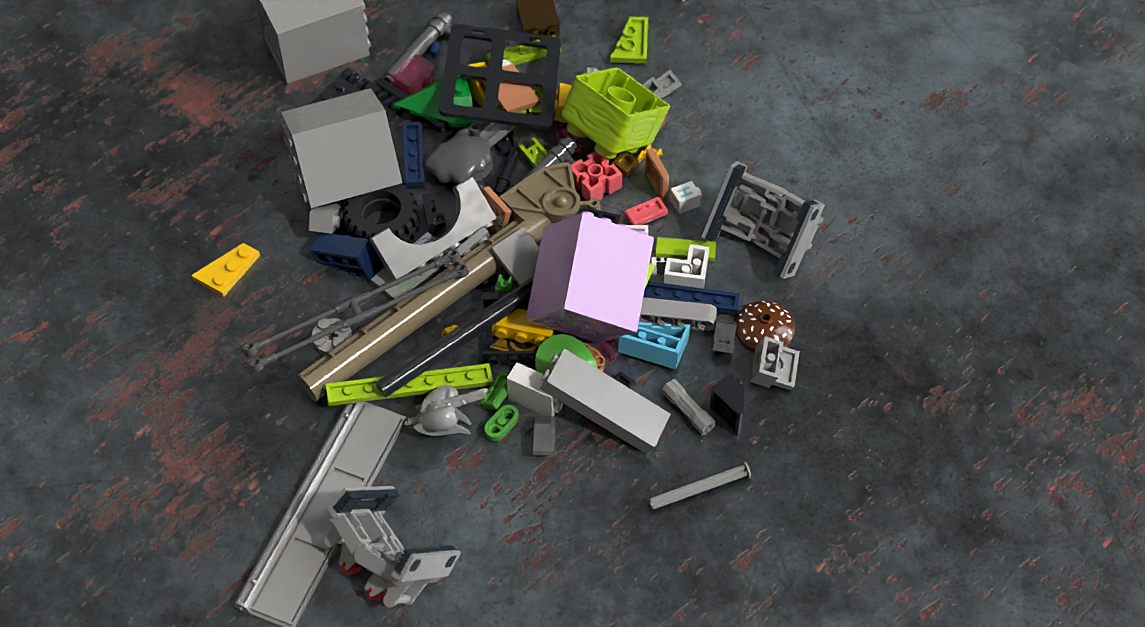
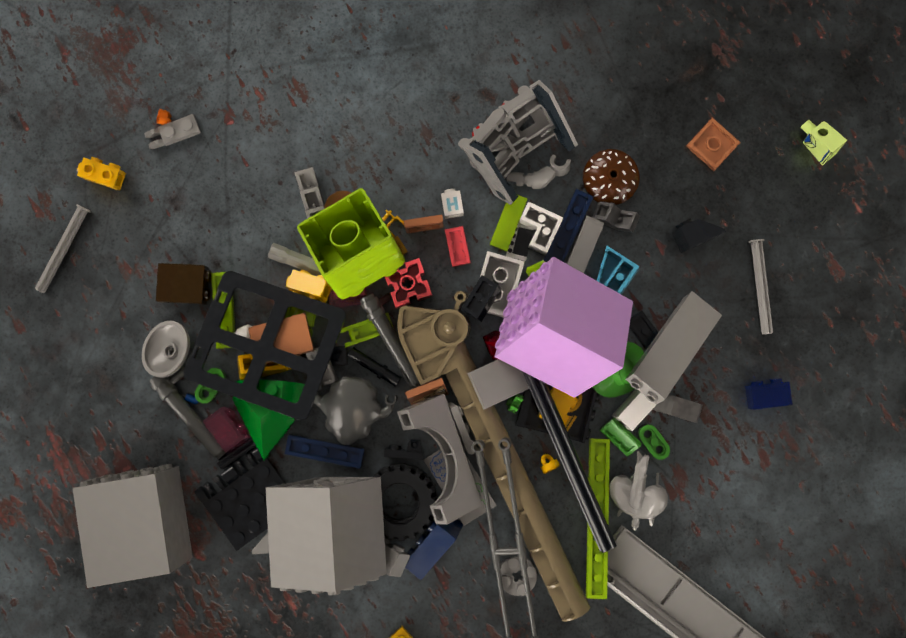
camera: 75 degrees left, 30 degrees up
(397, 571) = (791, 586): light grey container -> none
(440, 55) = (212, 393): none -> bright green plate
(474, 15) = (165, 349): none -> light grey dish
(584, 517) = (768, 395): none -> clear blue brick
(633, 43) = (244, 197): lime wing -> none
(699, 418) = (679, 272): light grey axle -> none
(743, 266) = (542, 177): none -> light grey piece
(774, 364) = (661, 183): light grey brick -> none
(835, 408) = (713, 144): none -> nougat tile
(881, 495) = (822, 140): none -> yellowish green torso

